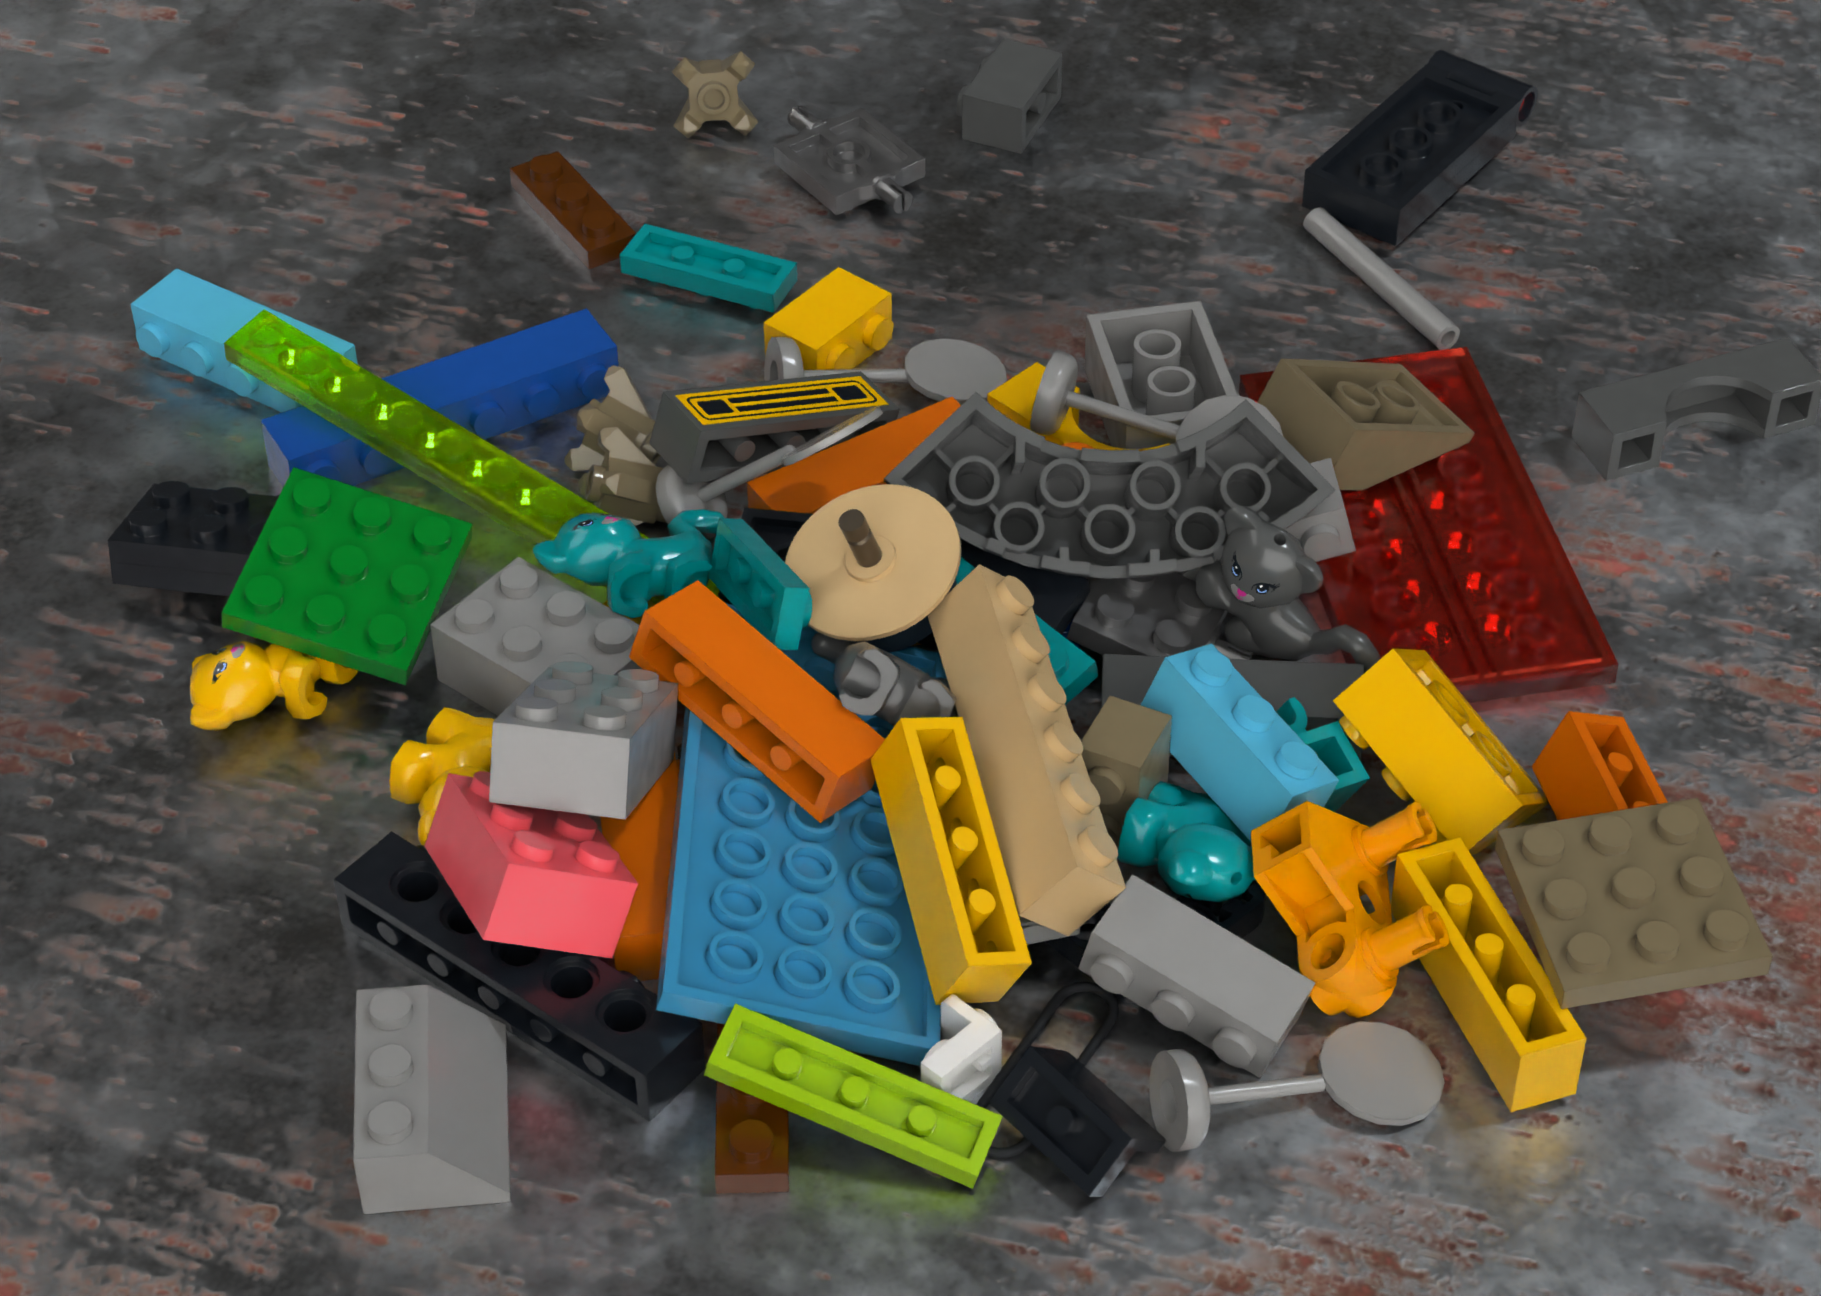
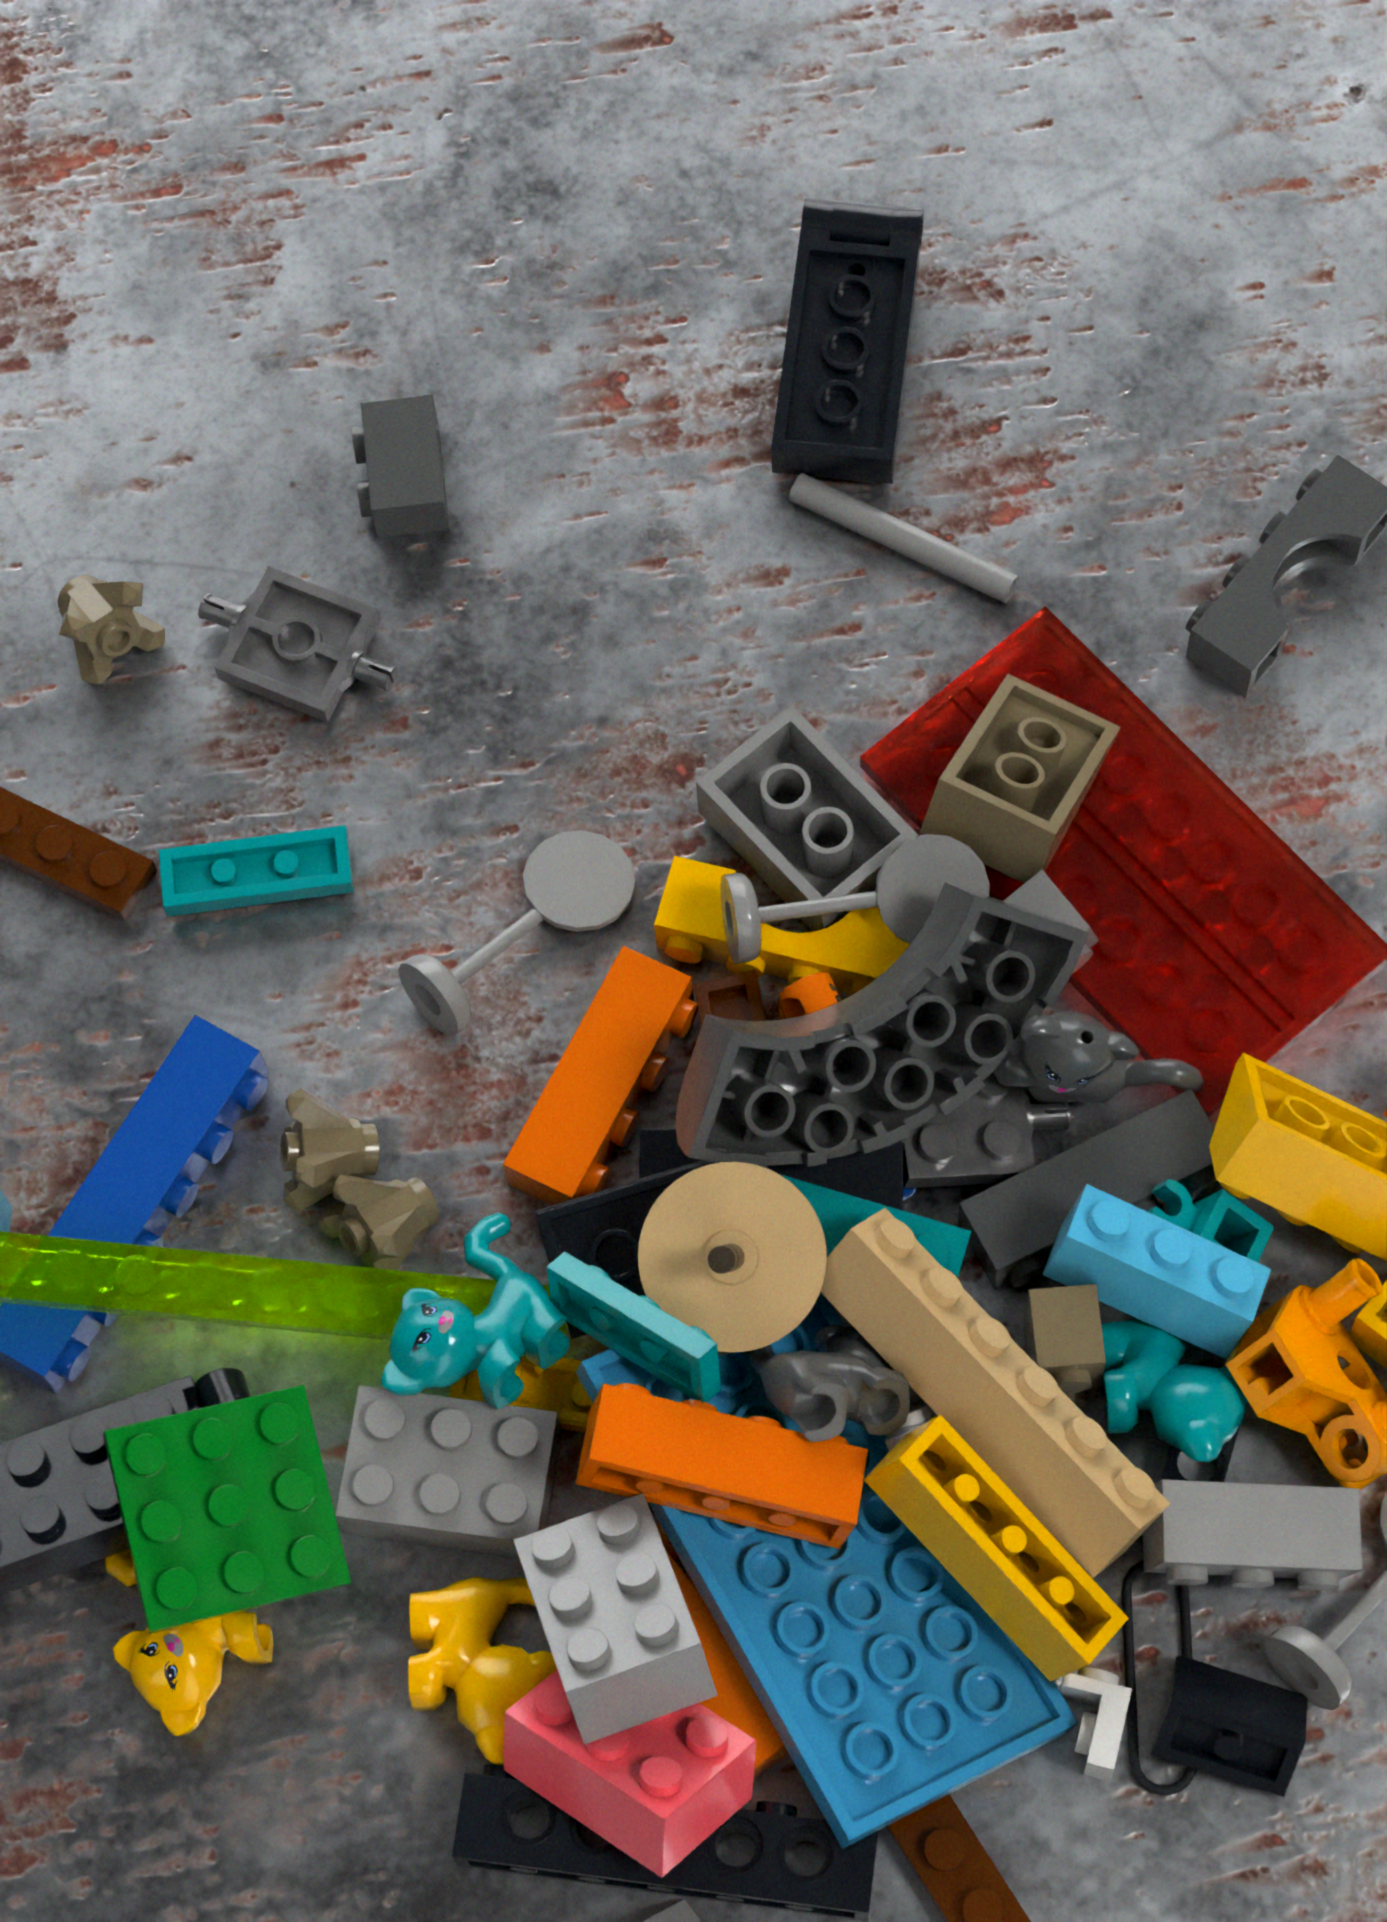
camera: 25 degrees left, 25 degrees up
(676, 495) = (587, 1137): light grey piece -> none
(729, 426) = (483, 1081): dark grey brick -> none
(835, 322) = (435, 897): yellow brick -> none
(853, 1095) = (1045, 1824): lime plate -> none

